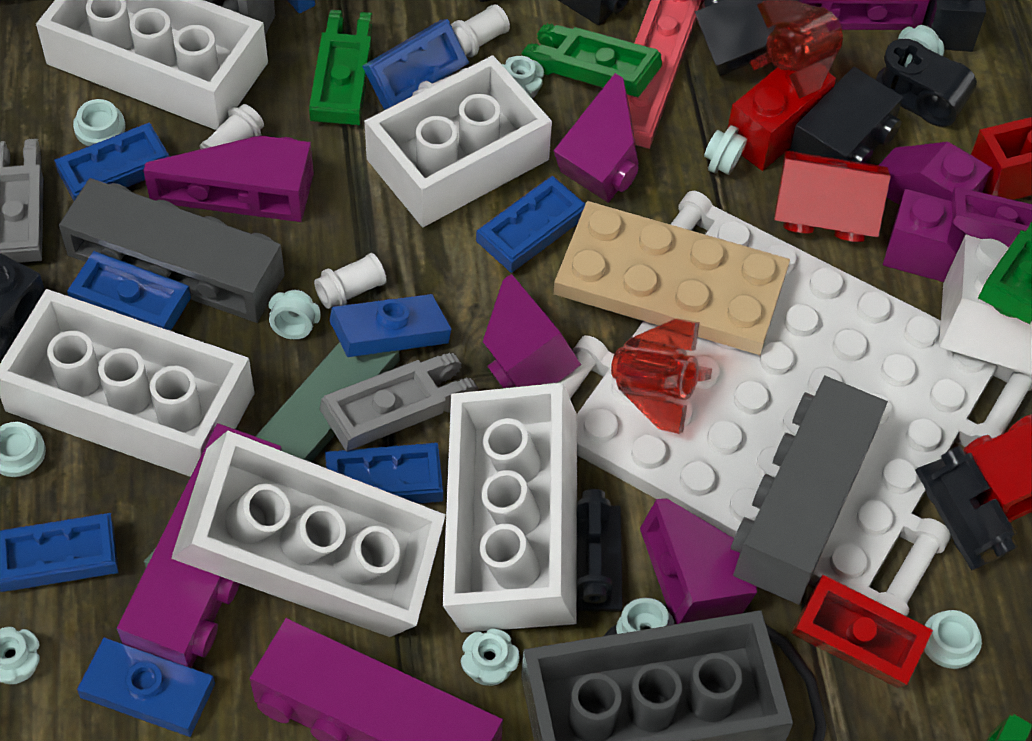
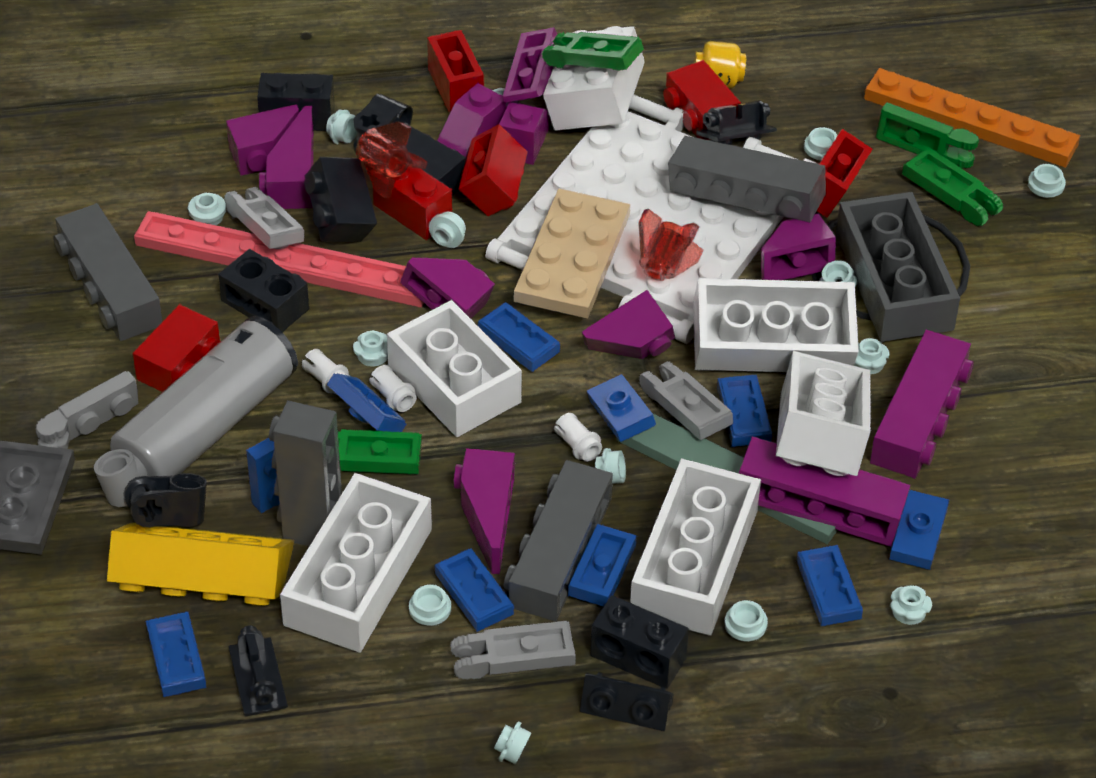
camera: 90 degrees left, 10 degrees down
(240, 125) = (446, 519): white pin -> none
(594, 57) = (364, 296): green hinge -> none

